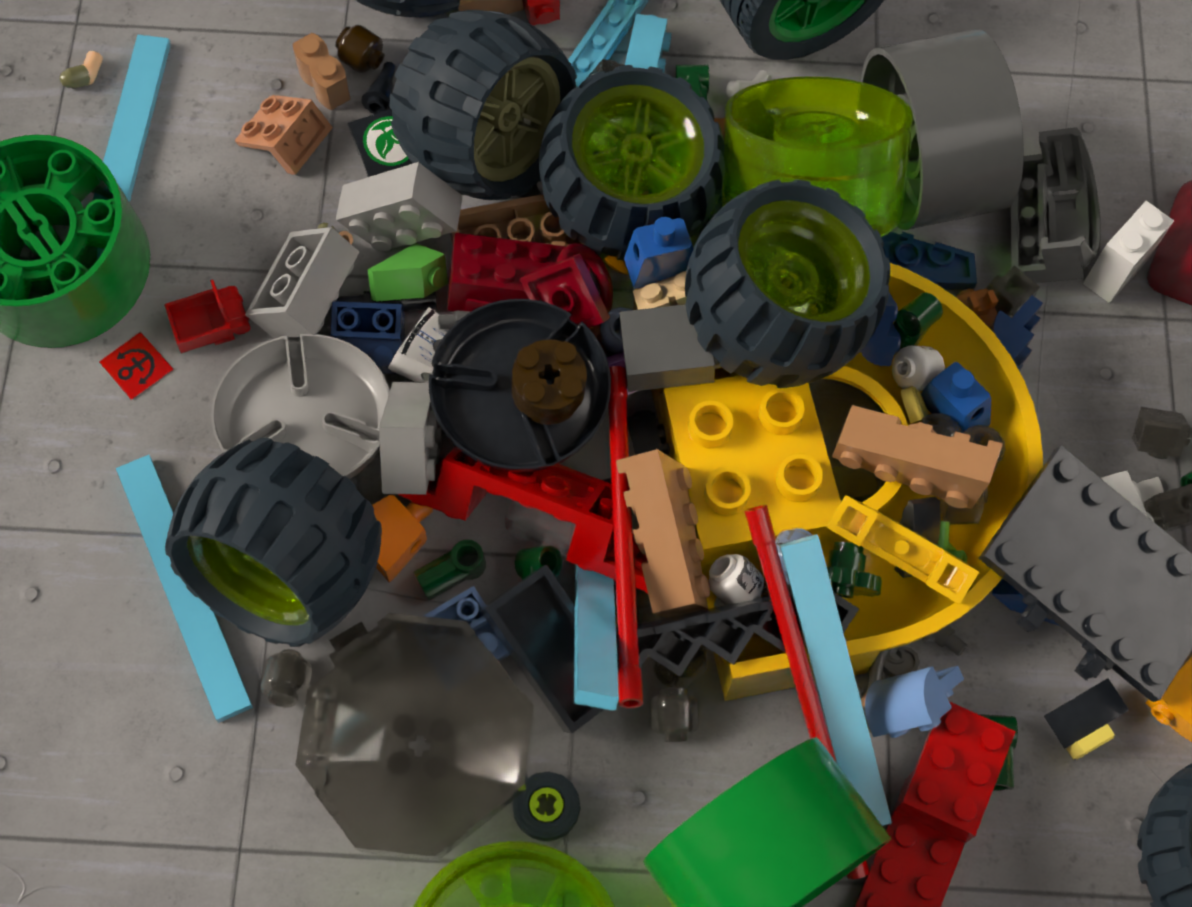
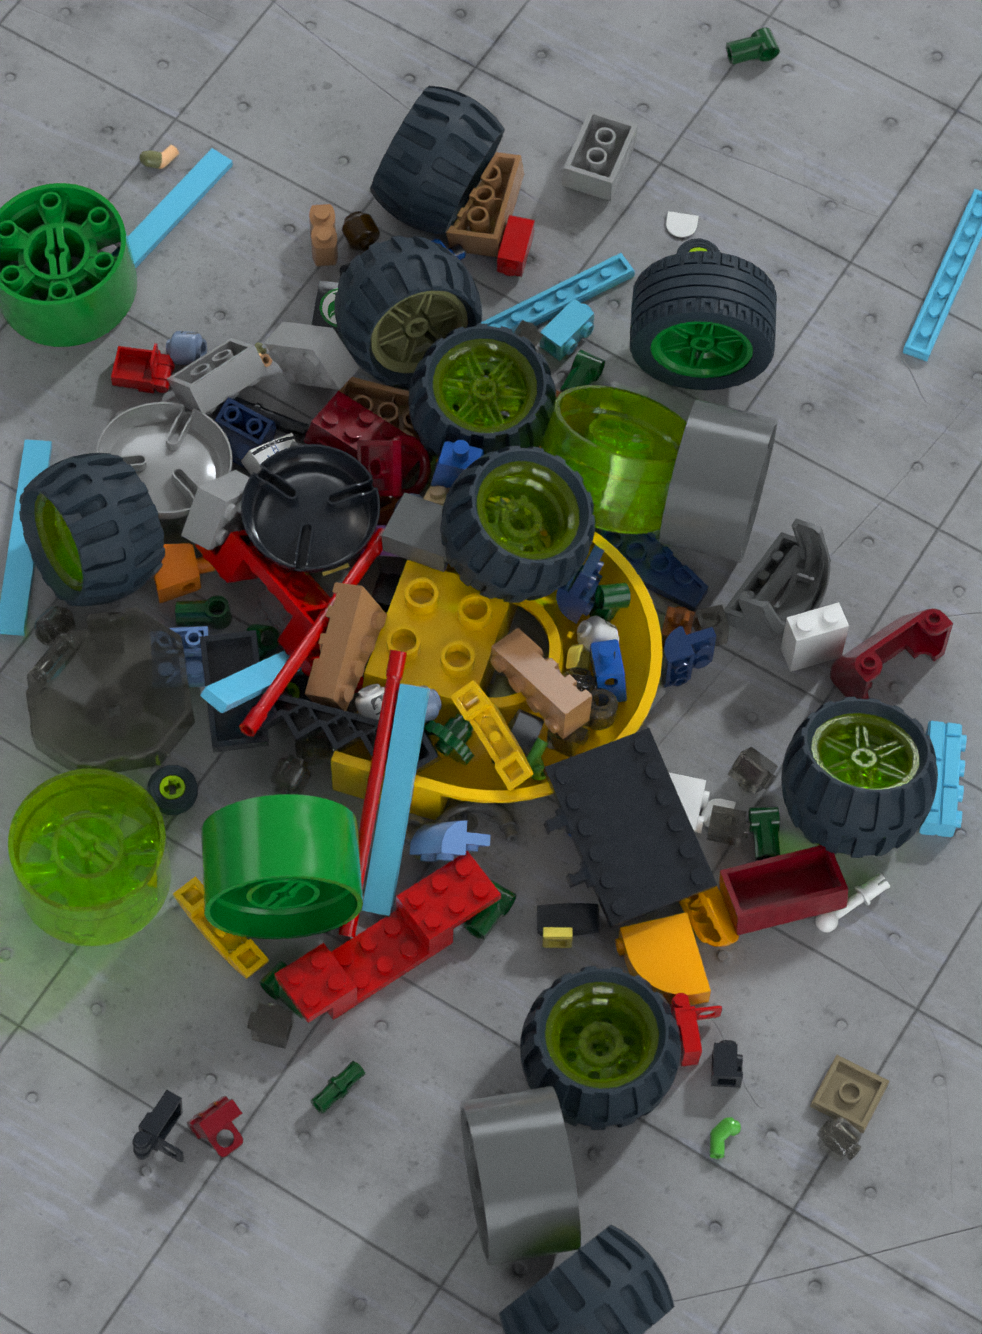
camera: 30 degrees right, 5 degrees down
(136, 365) = (78, 379): red sticker -> none
(243, 268) = (186, 347): none -> sand blue head
(286, 128) = (273, 266): nougat bracket -> none
(408, 274) = (291, 404): bright green slope -> none
(553, 362) = (325, 512): dark brown brick -> none

